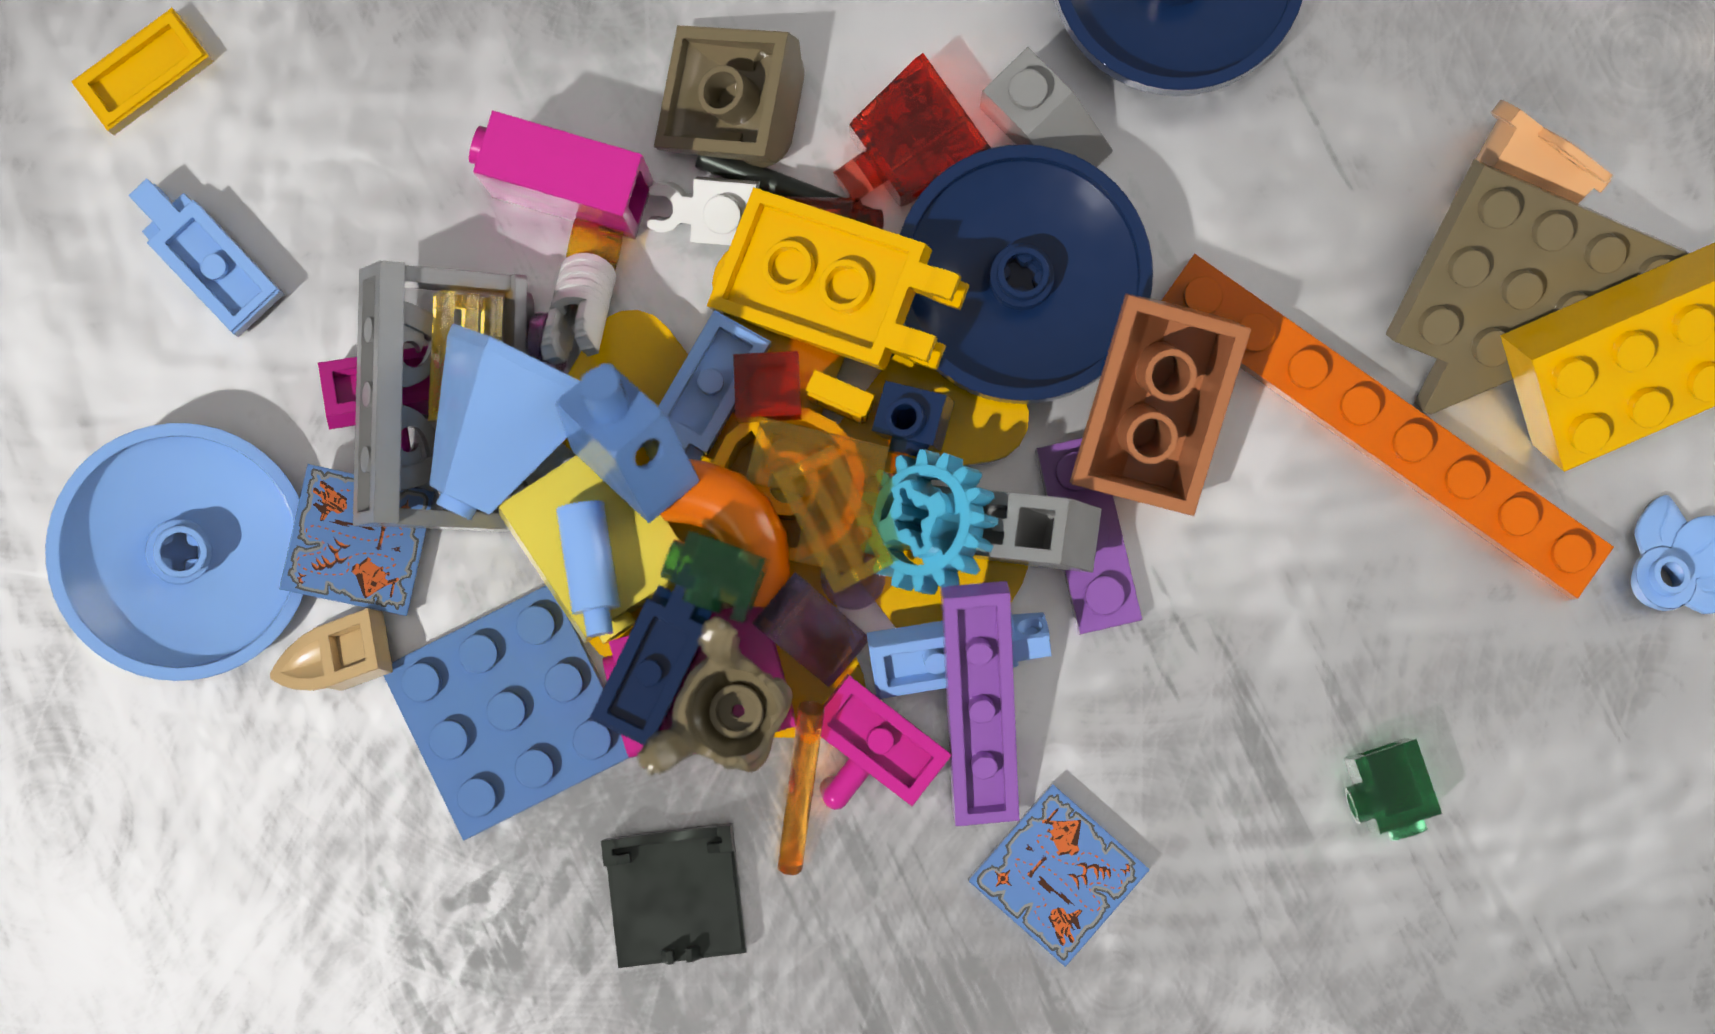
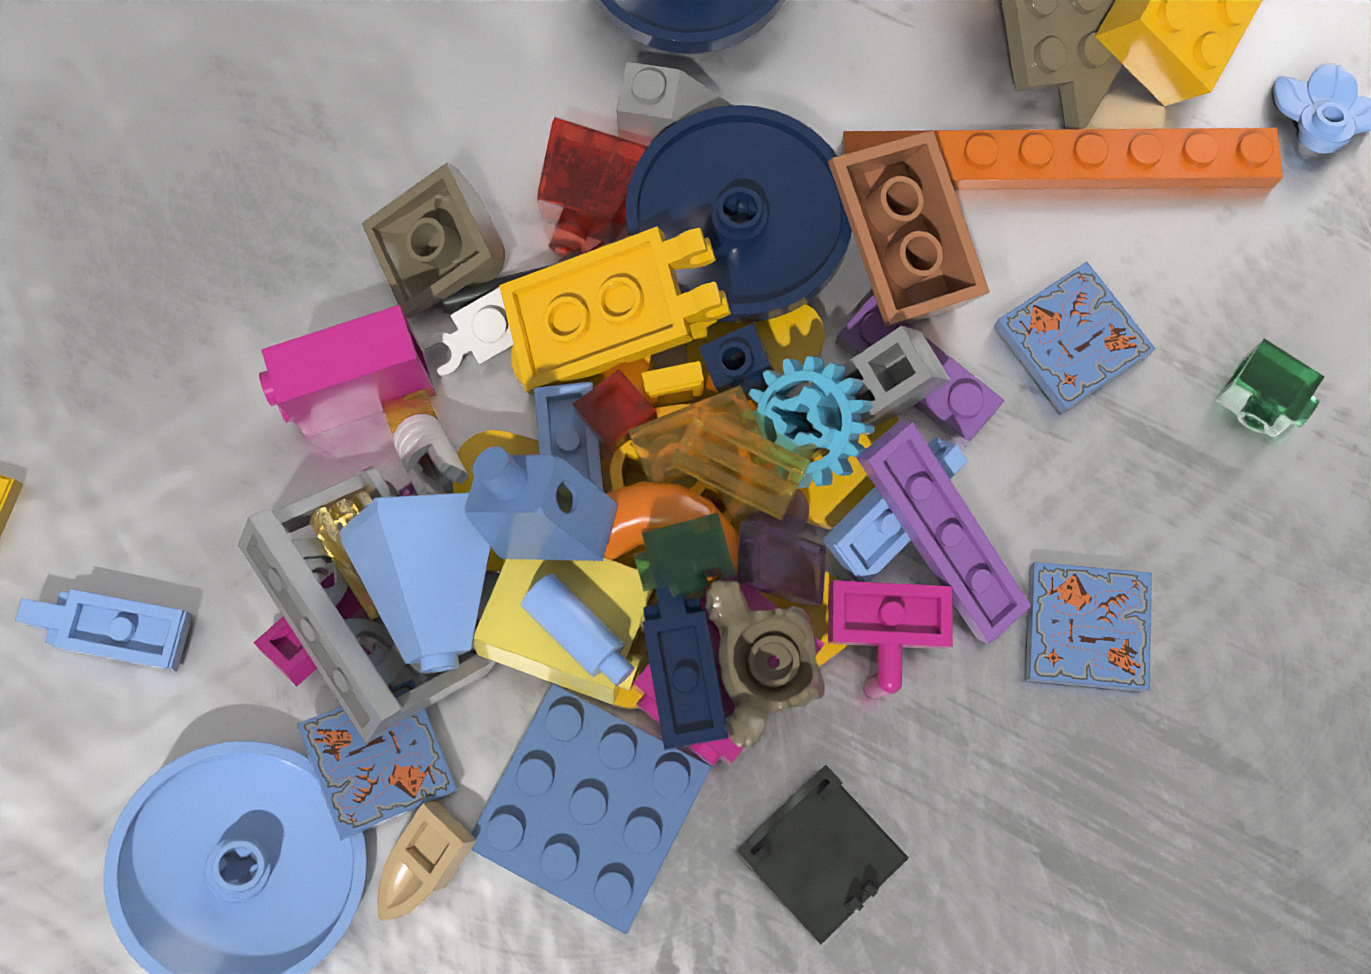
camera: 45 degrees left, 10 degrees down
(800, 787) = (858, 694): clear orange bar -> none
(1257, 607) = (1074, 337): none -> medium blue tile

